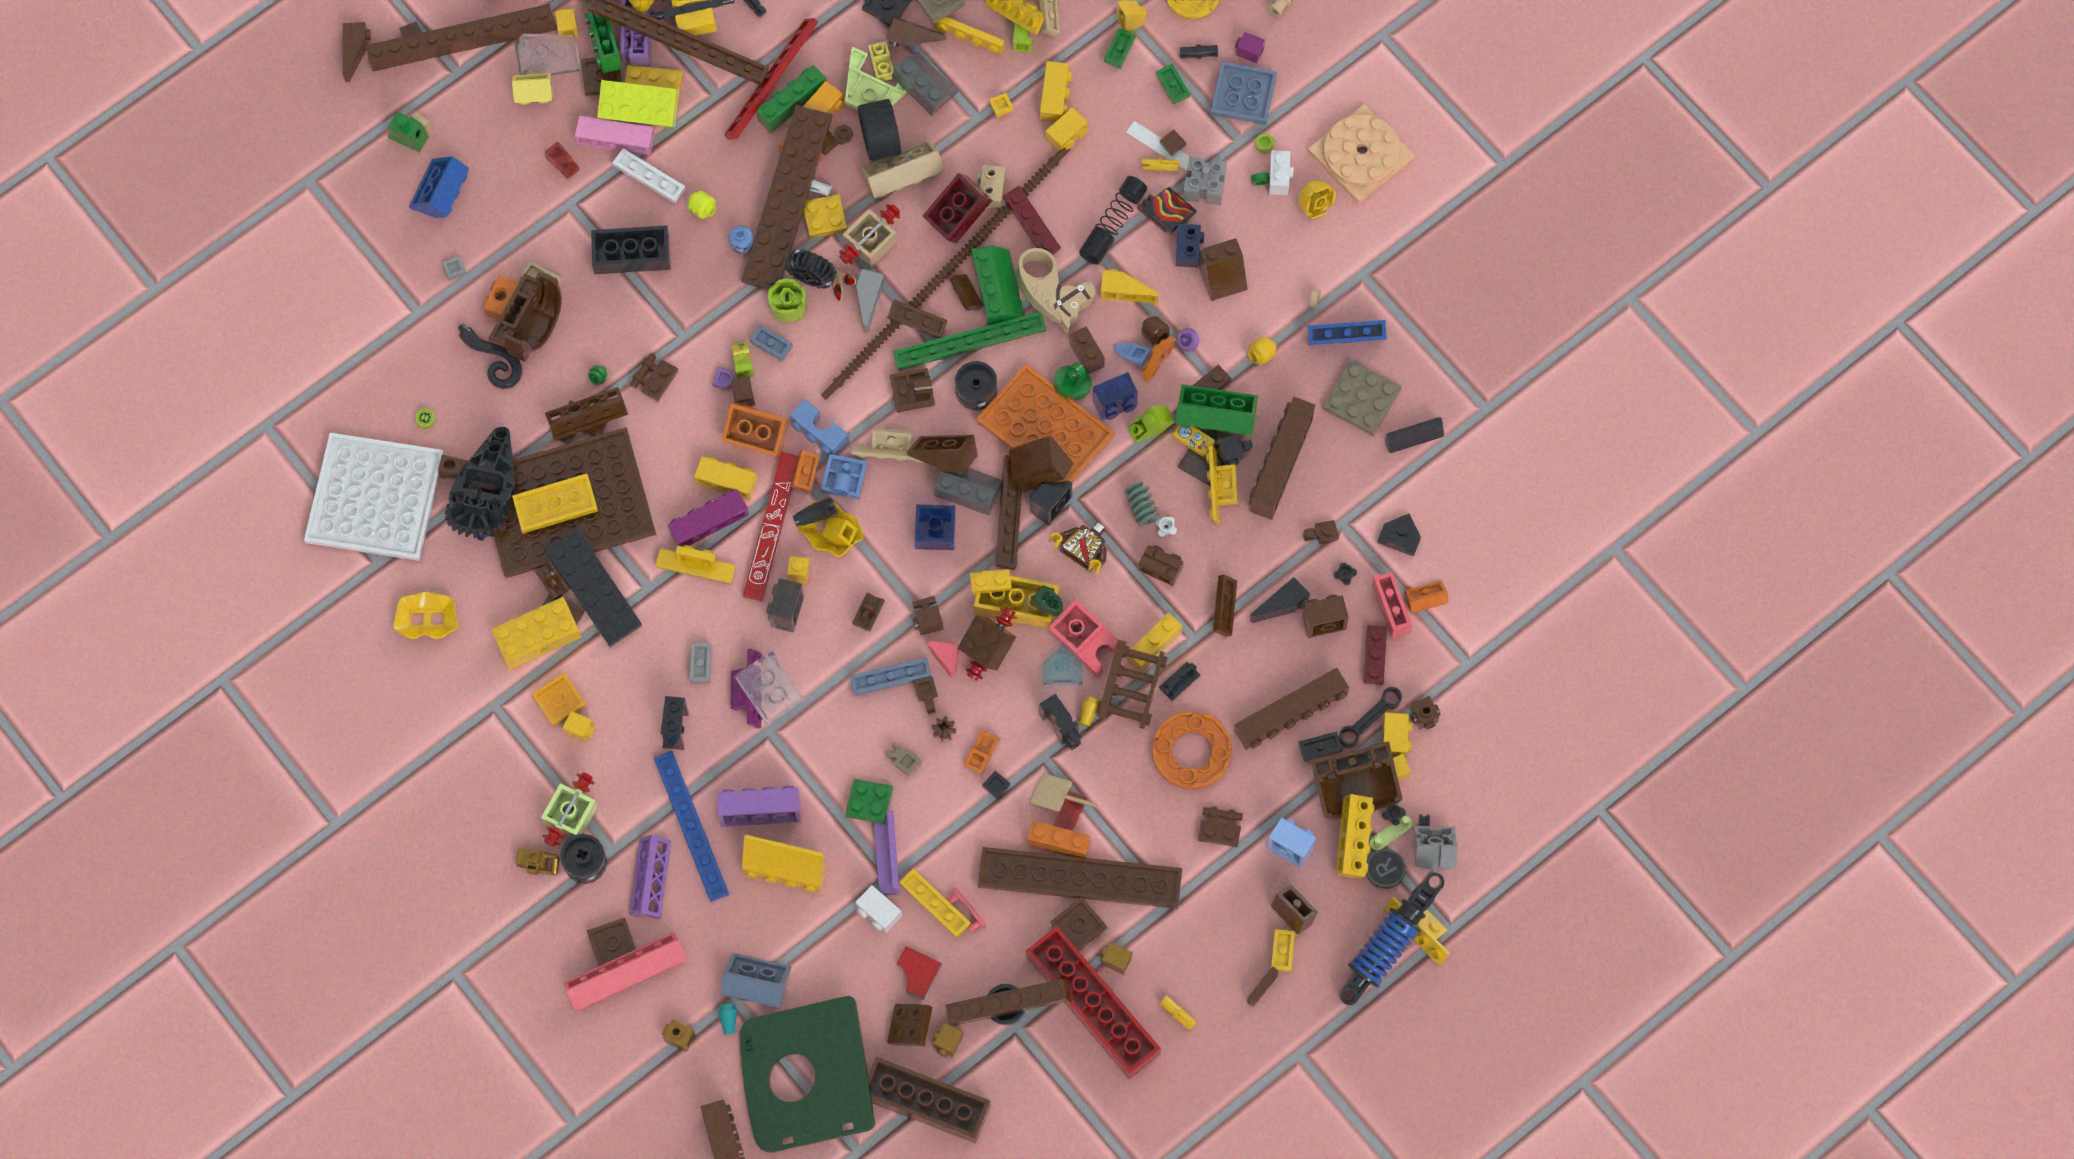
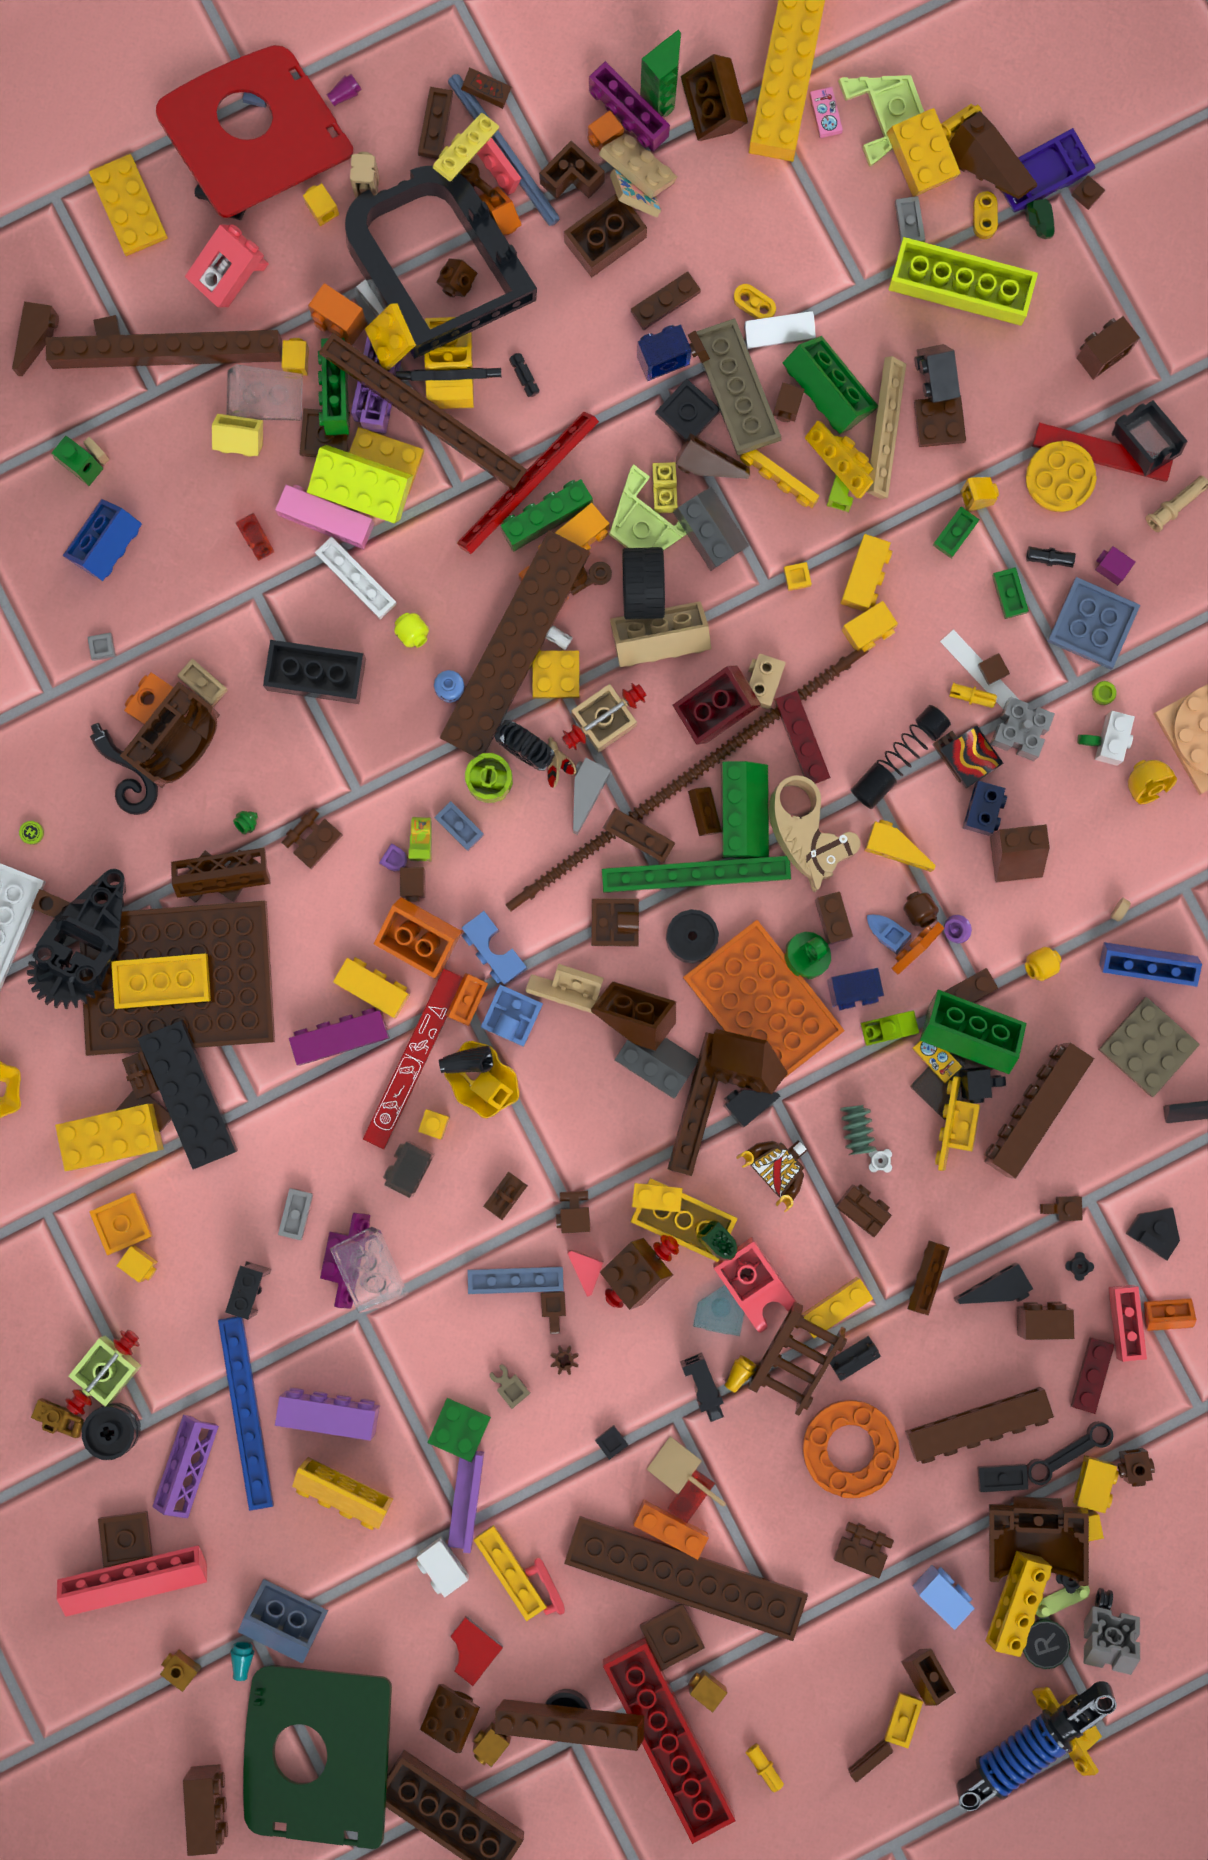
camera: 10 degrees right, 15 degrees up
(696, 563) = (313, 1089): yellow bracket -> none
(935, 527) = (606, 1106): clear blue brick -> none
(982, 751) = (604, 1395): orange slope -> none

